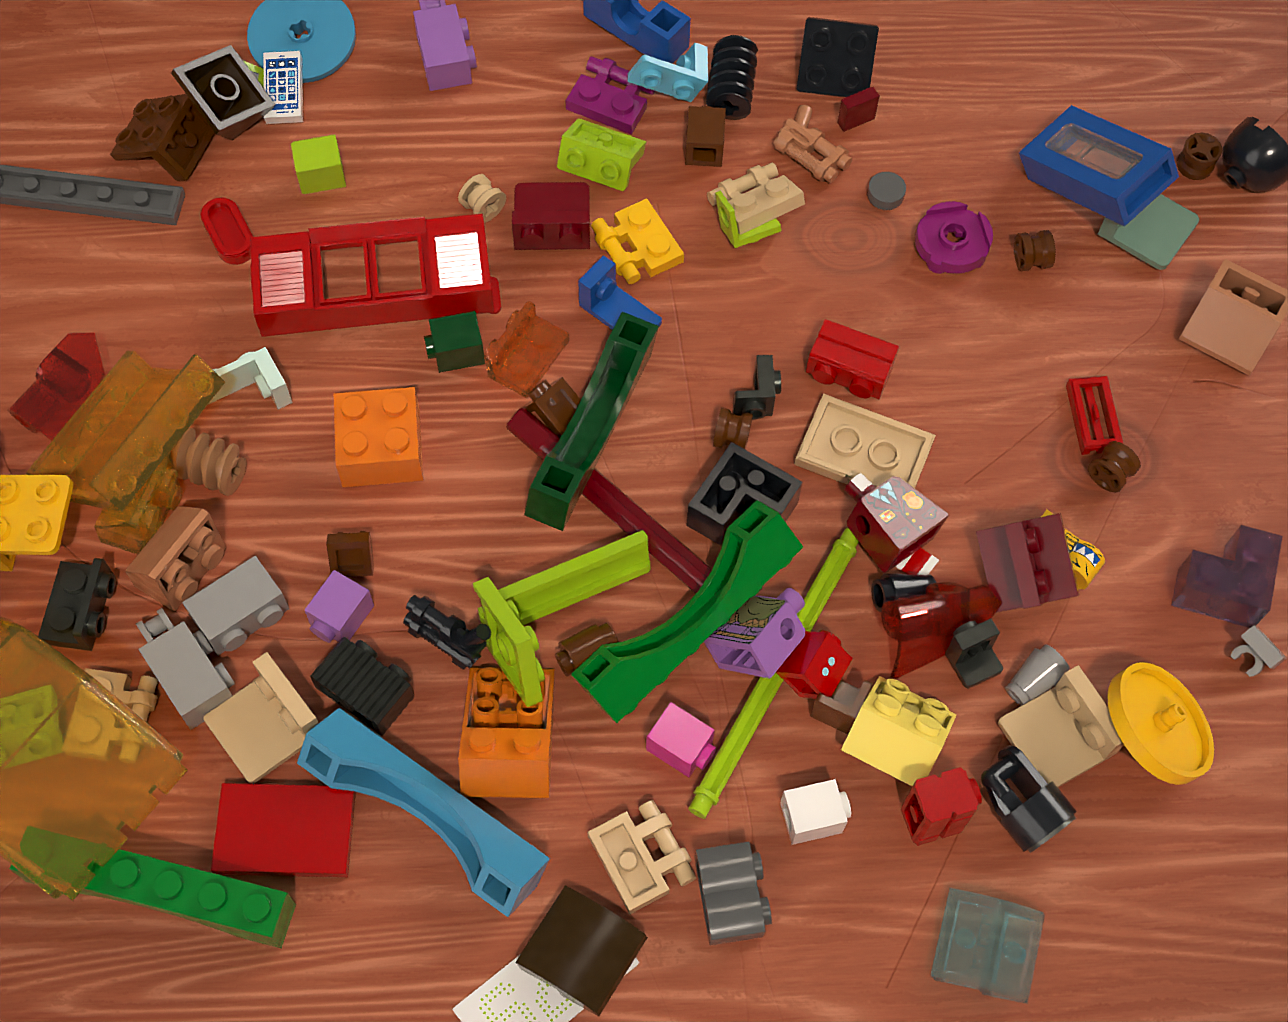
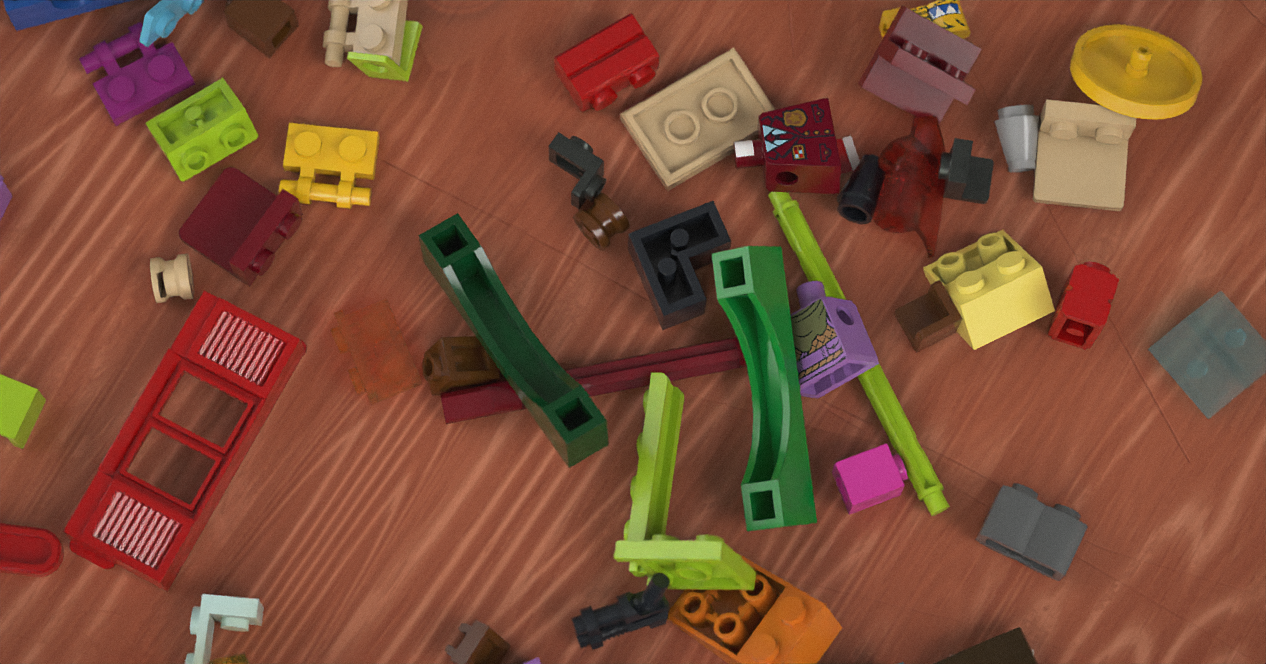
camera: 55 degrees left, 10 degrees up
(378, 437) = (374, 548): orange brick -> none
(455, 342) = (320, 410): dark green brick -> none
(582, 645) = (724, 502): reddish brown brick -> none
(606, 300) = (389, 234): blue bracket -> none
(629, 861) = (946, 597): tan plate -> none
(815, 665) = (886, 313): red brick -> none
(815, 811) = (1010, 411): white brick -> none
(1037, 818) = (1140, 231): black piece -> none

